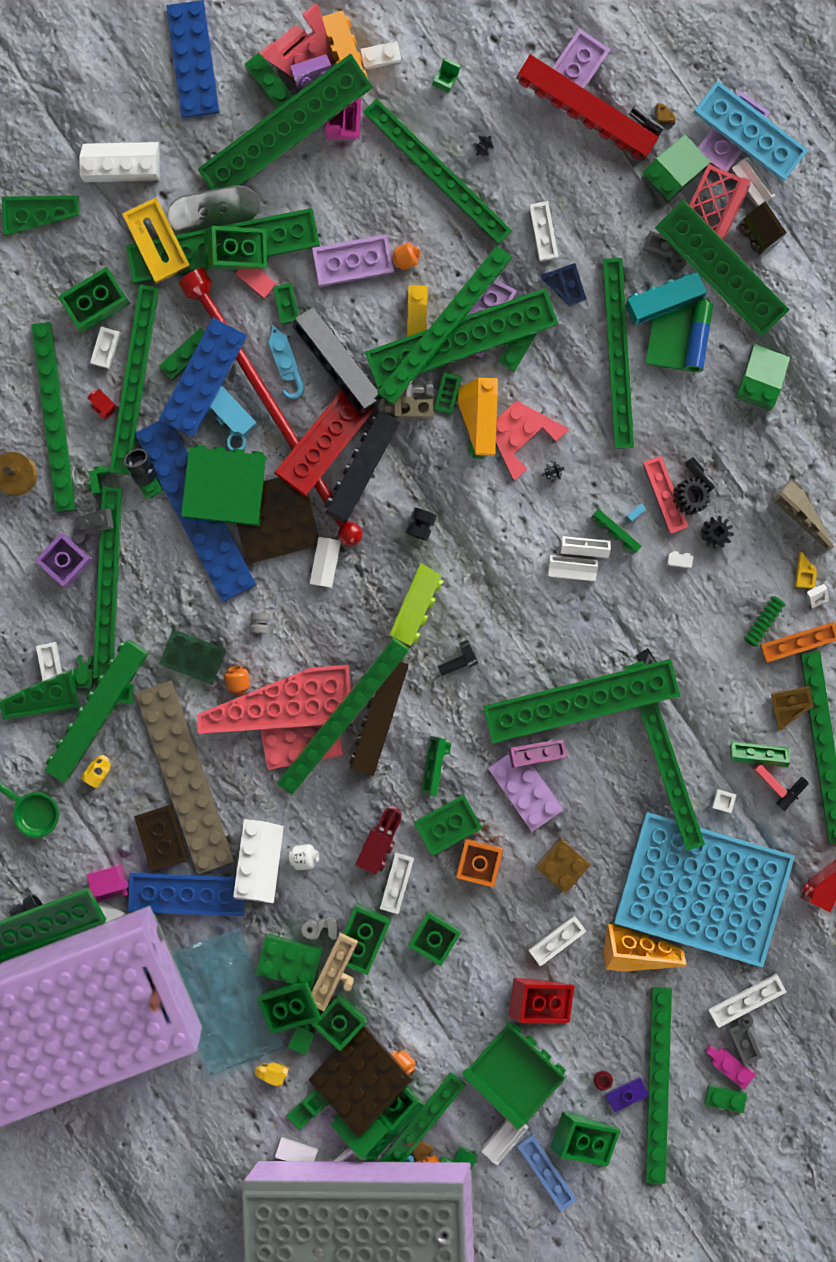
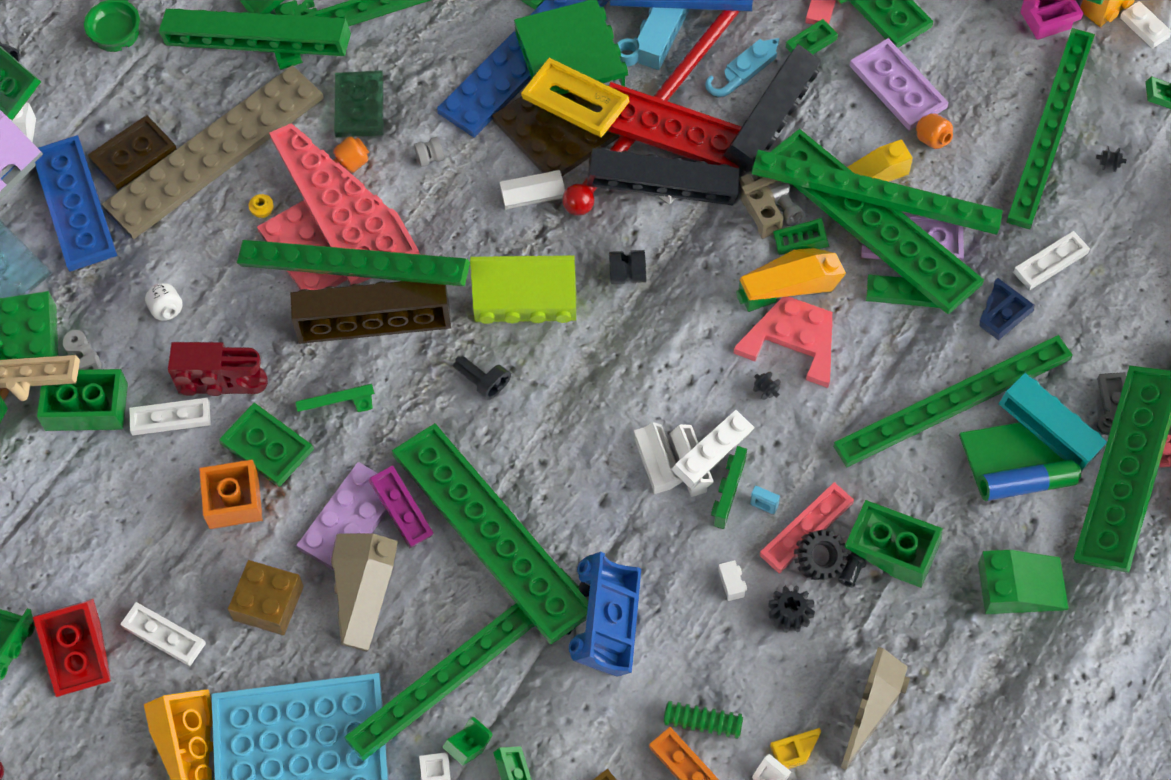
camera: 70 degrees right, 25 degrees down
(97, 771) = (185, 64): yellow rock -> none
(108, 882) = (56, 114): dark pink plate -> none
(256, 760) = (264, 210): none -> yellow plate
(258, 861) = (139, 252): white slope -> none
(259, 525) = (558, 74): none -> yellow piece
(434, 937) = (113, 480): green brick -> none
(577, 797) = (361, 575): none -> dark tan wedge
(588, 530) = (712, 449): none -> white plate
(674, 648) = (610, 616): none -> blue piece
(704, 445) = (895, 542): none -> green slope
(717, 774) = (468, 742): none -> green bracket

